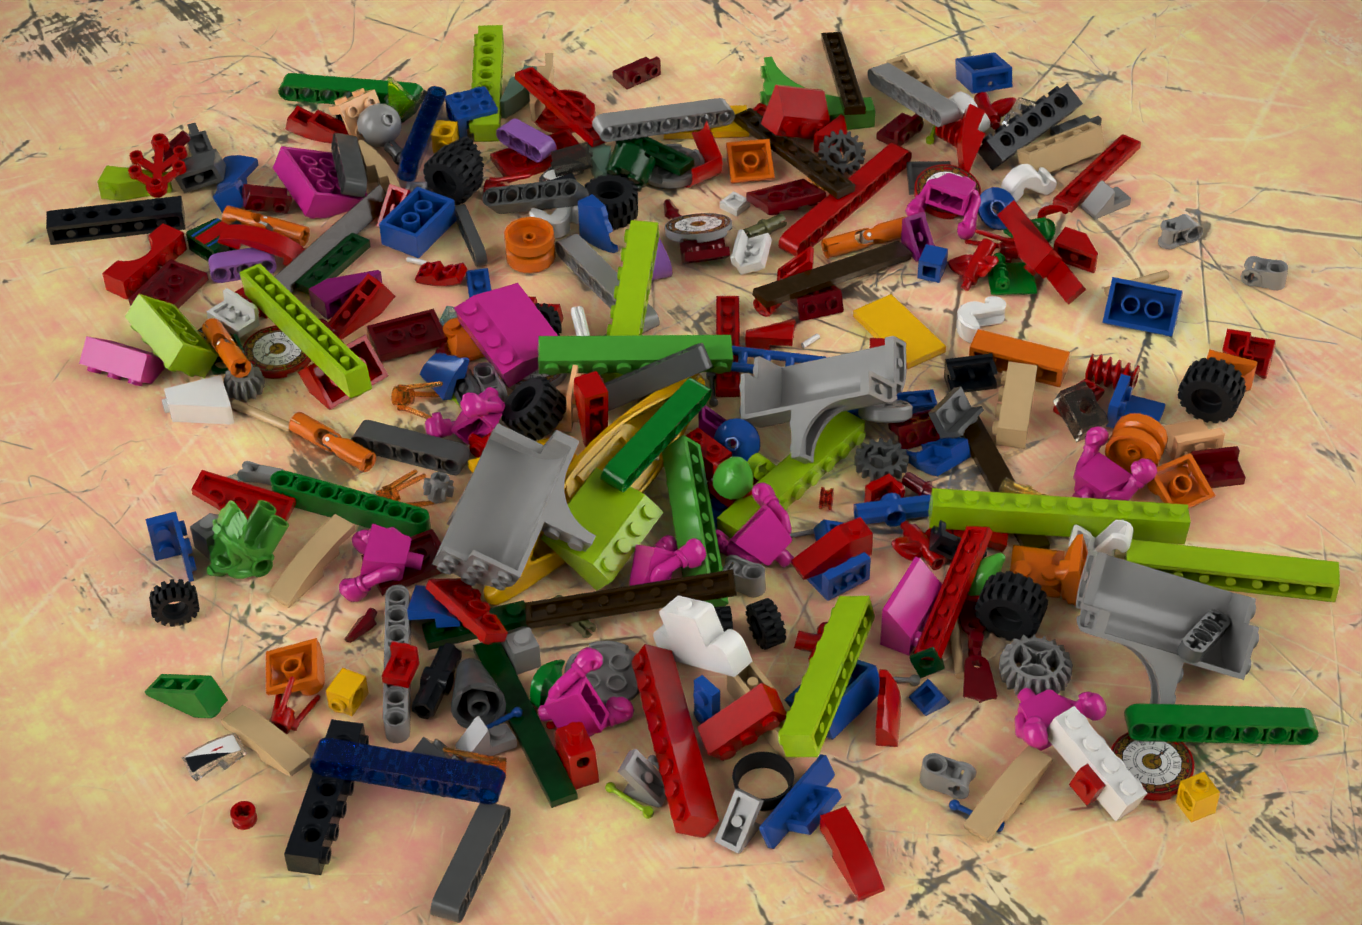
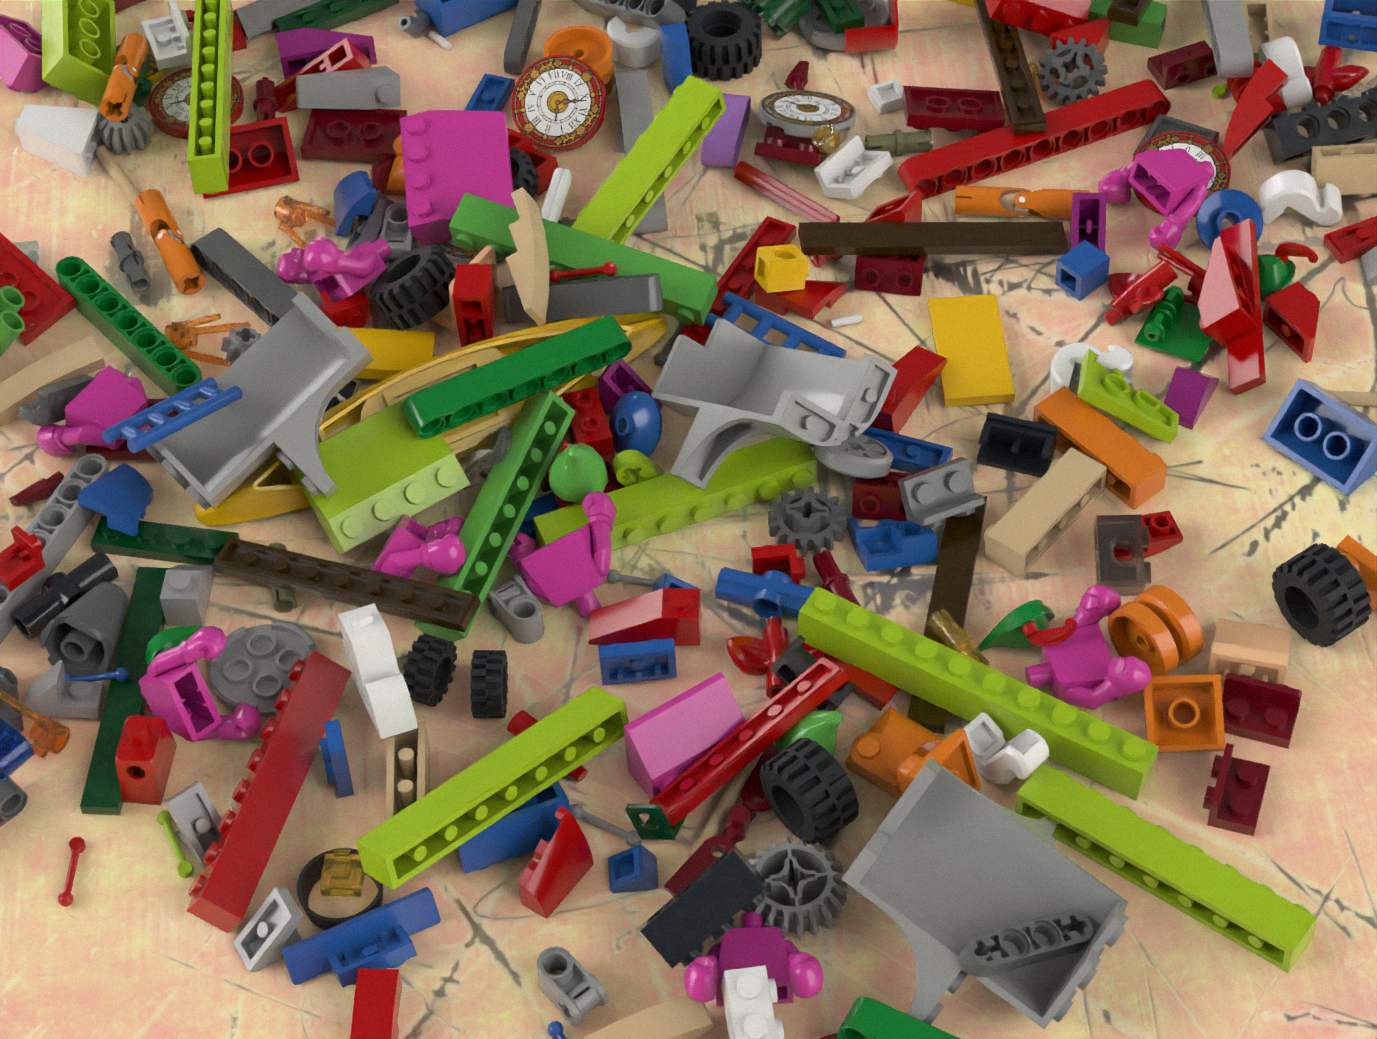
camera: 30 degrees right, 5 degrees up
(256, 473) = (59, 247): light grey bar -> none
(313, 463) = (130, 261): none -> dark grey pin
(344, 561) = (52, 400): none -> dark grey hinge
(389, 306) = (349, 89): none -> light grey slope
(394, 255) = (415, 25): none -> dark grey arm
(437, 275) = (452, 68): red slope -> none
(462, 538) = (164, 425): none -> blue bar
(467, 606) = (152, 517): red wing -> none
(539, 267) = (559, 103): none -> tile
(564, 828) = (76, 846): none -> red hinge
(612, 364) = (531, 261): none -> tan slope
(661, 488) = (487, 453): none -> clear slope
(663, 352) = (608, 268): none -> red hinge
(716, 280) = (783, 194): none -> axle
(727, 236) = (826, 139): none -> clear yellow hinge
(742, 722) = (352, 802): red brick -> none
(750, 160) = (943, 43): orange slope -> none
(758, 319) = (781, 268): none -> yellow brick
(763, 767) = (342, 874): none -> clear yellow tile
(826, 498) = (699, 545): clear red bush -> none
(1006, 691) = (705, 908): none -> black brick
(1007, 323) = (1112, 394): none -> lime wing
(1045, 313) = (1190, 394): none -> magenta slope
(1061, 470) = (1028, 627): none -> green piece
(1110, 373) = (1209, 516): red piece -> none
(1125, 403) = (1202, 578): blue bracket -> none
(1237, 517) = (1237, 793): none -> dark red bracket

